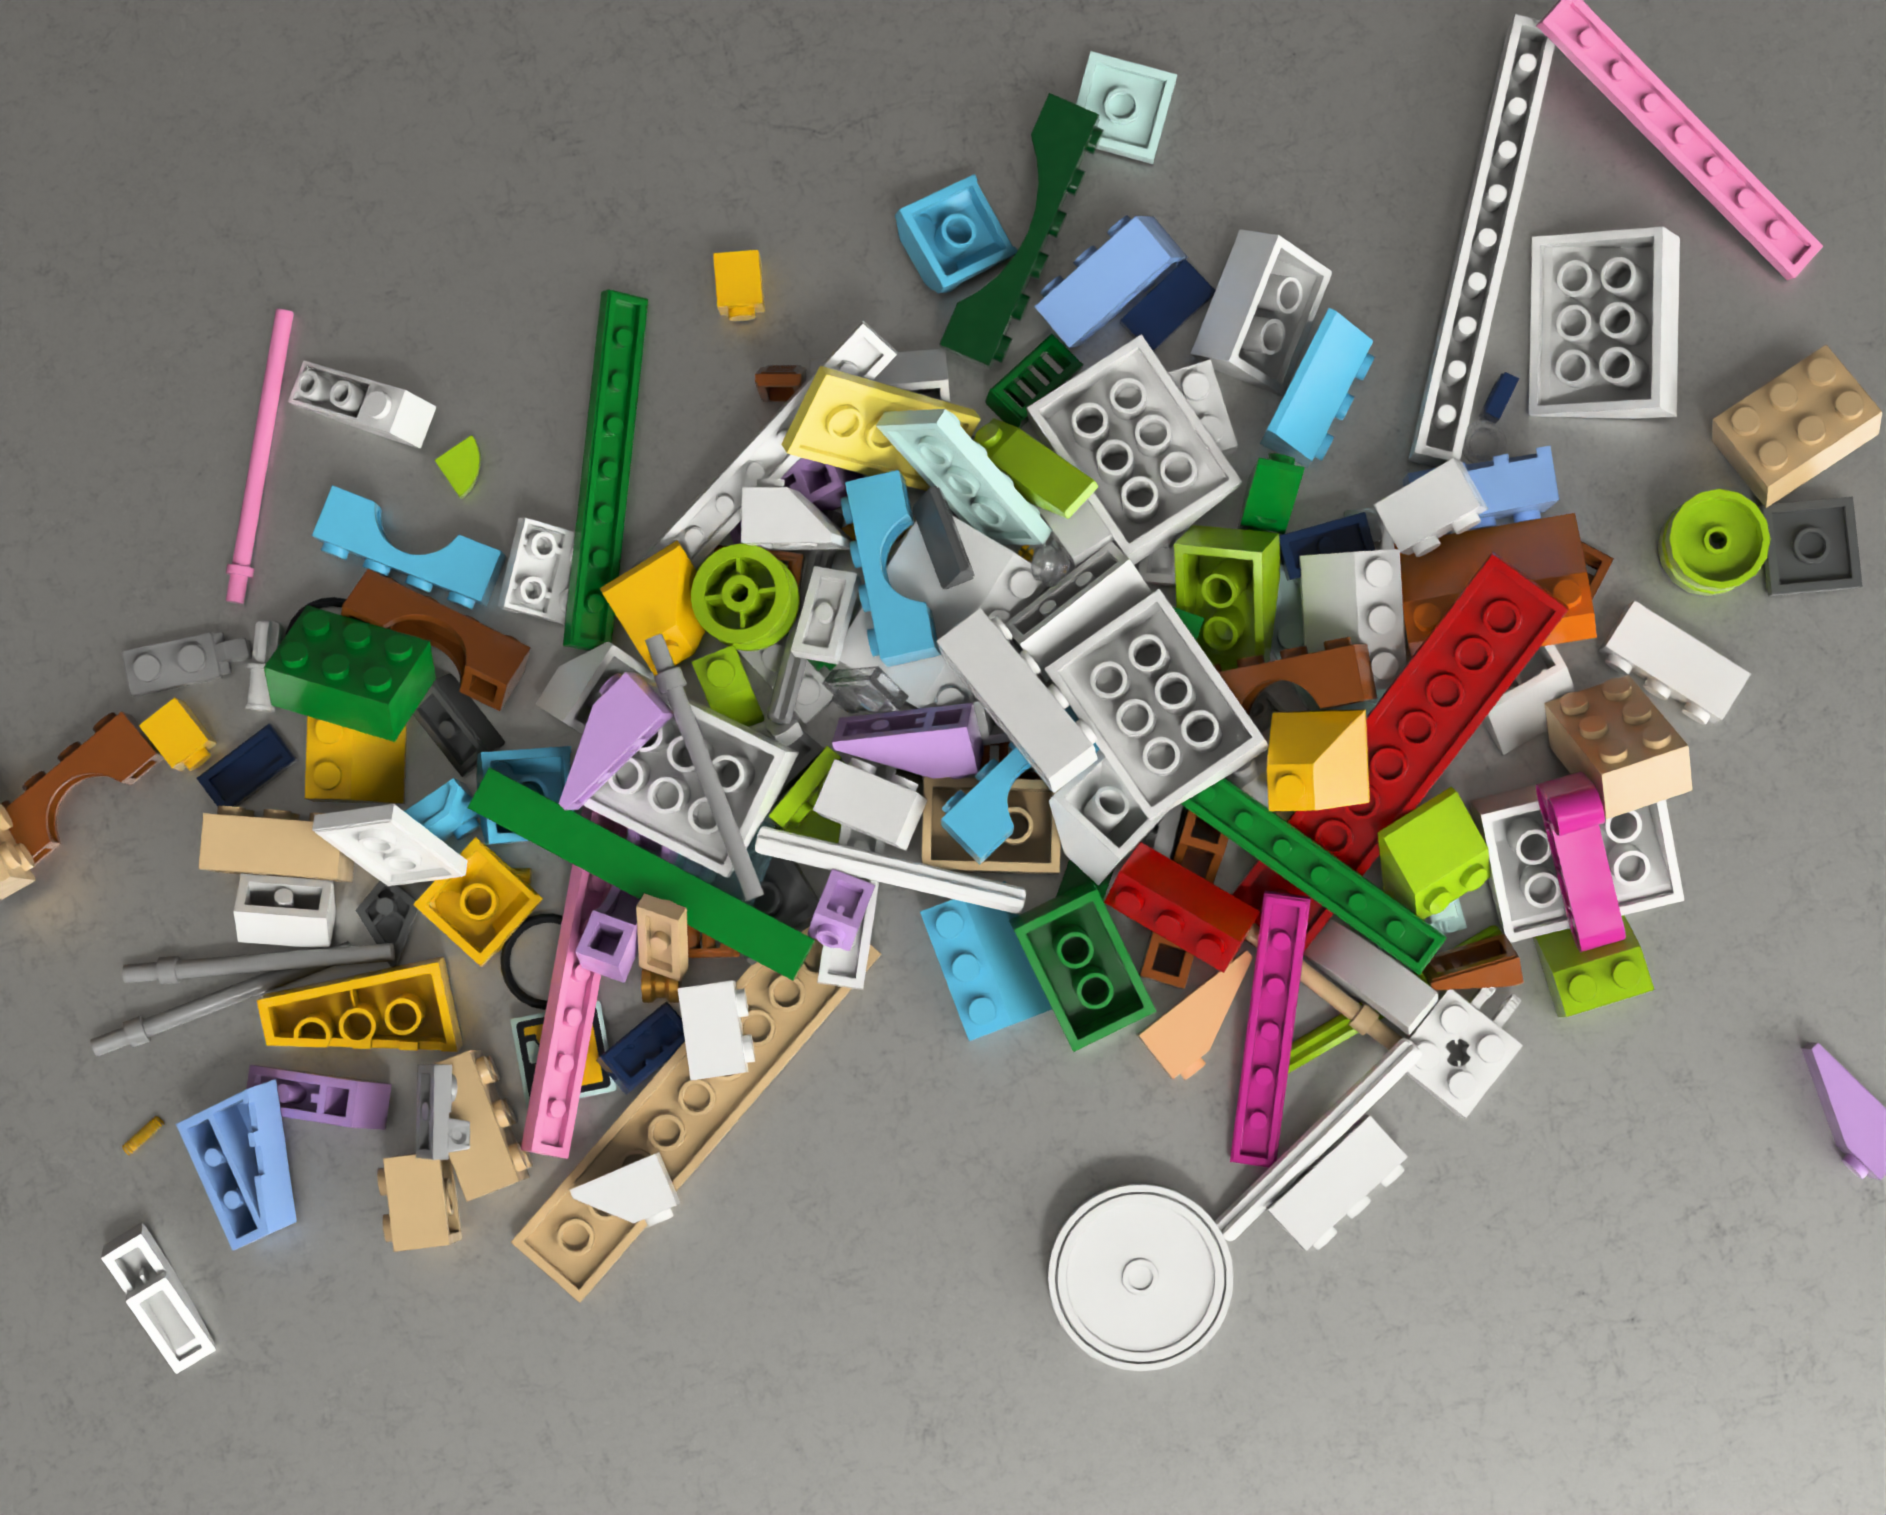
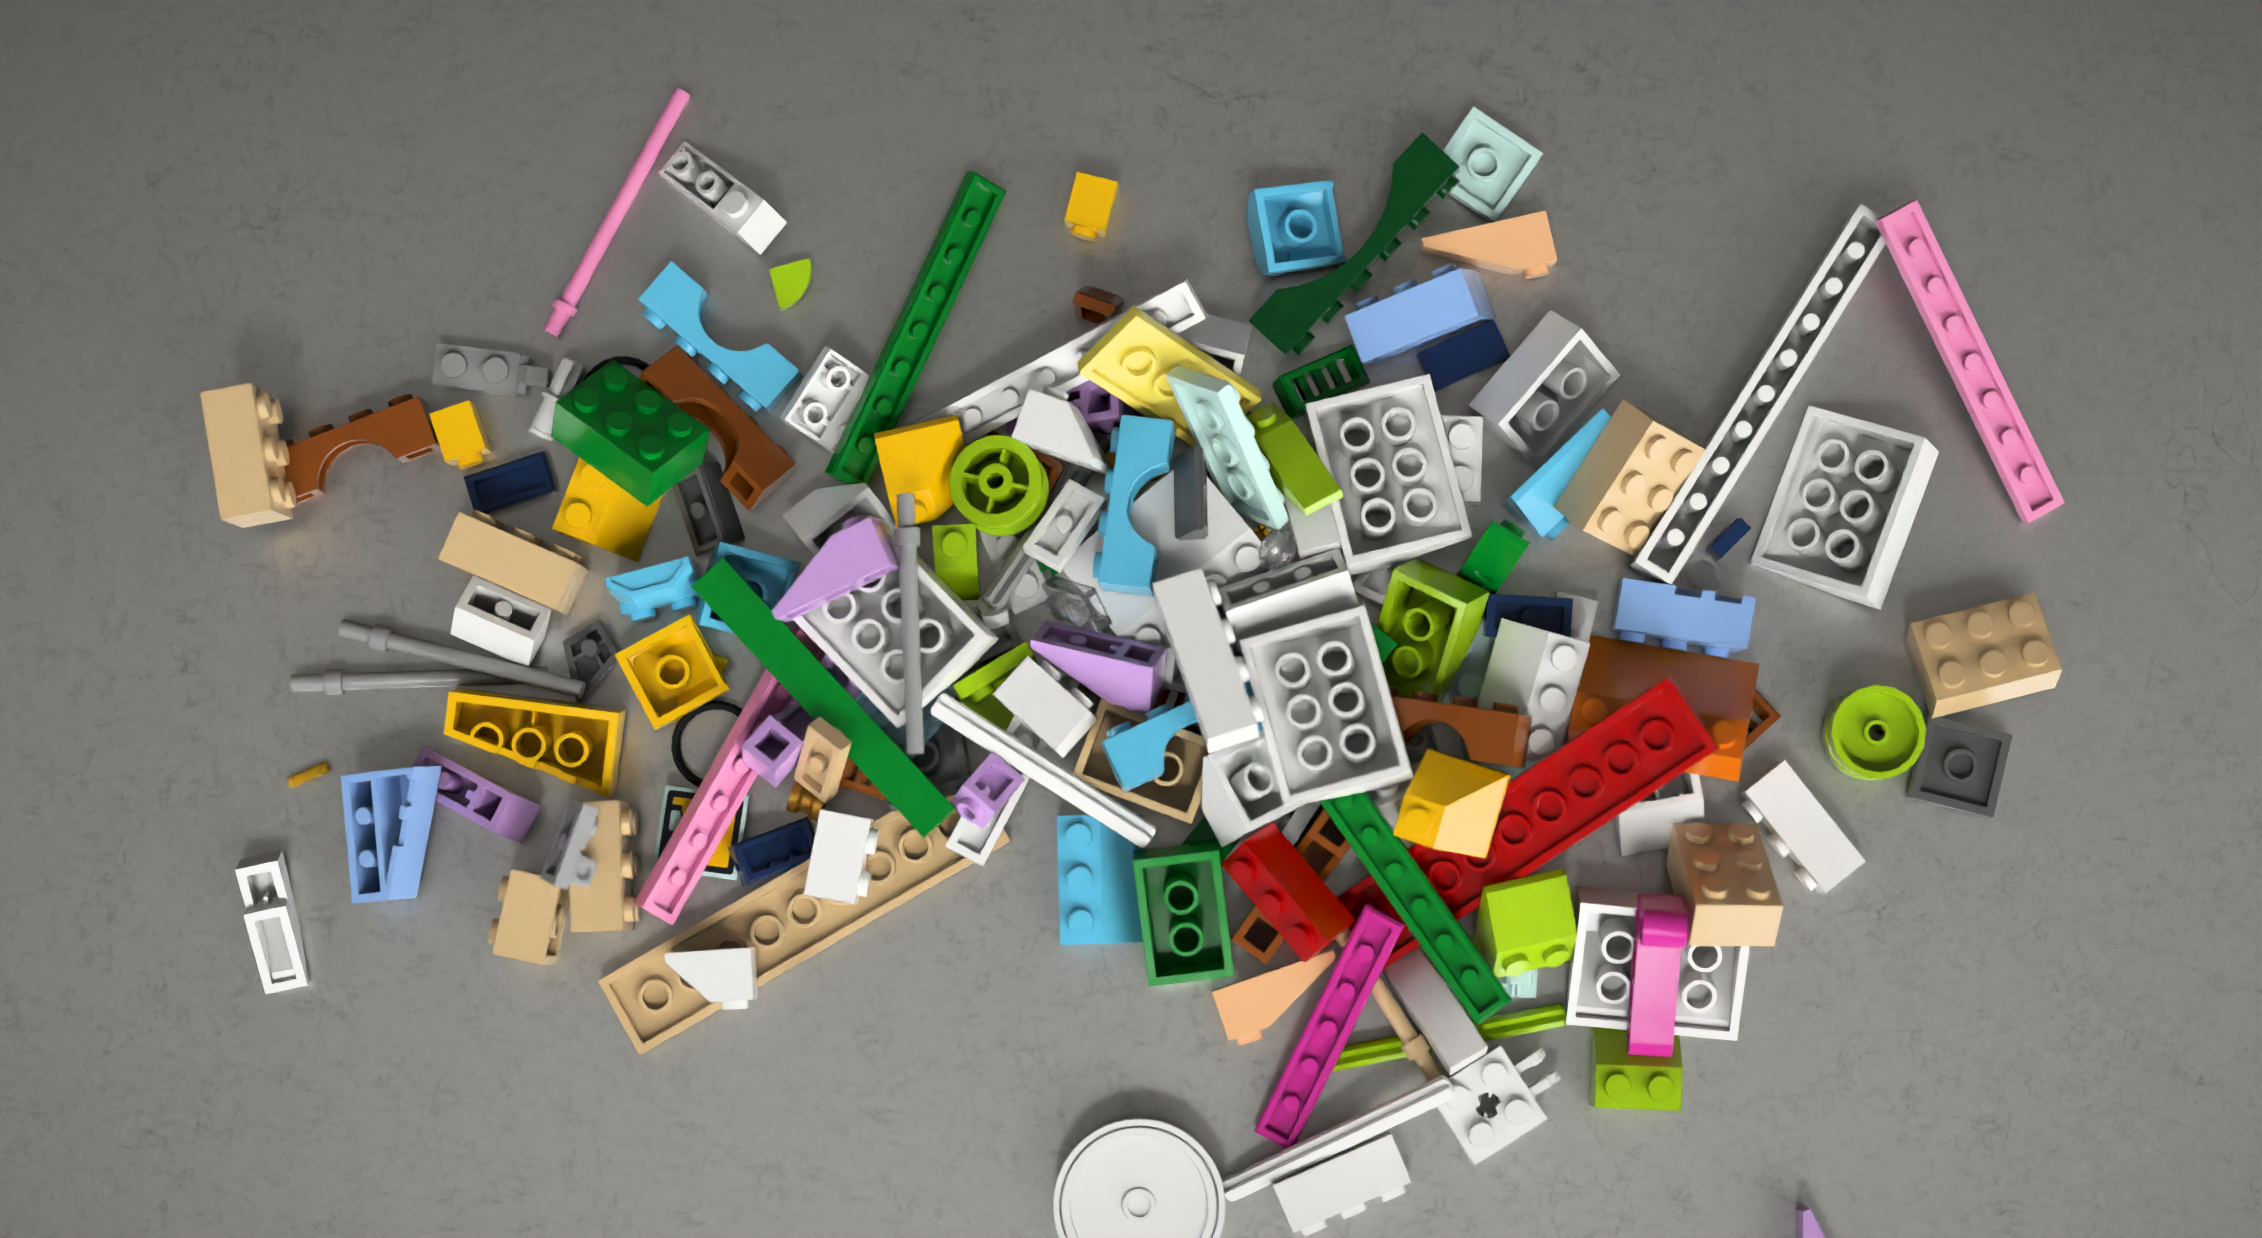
camera: 20 degrees right, 0 degrees up
(390, 845) = (612, 596): white tile -> none
(1170, 182) = (1503, 246): none -> light nougat slope
(1379, 370) = (1629, 478): none -> tan brick
(1431, 508) = (1632, 616): white brick -> none
(1475, 965) = (1530, 1034): dark orange slope -> none

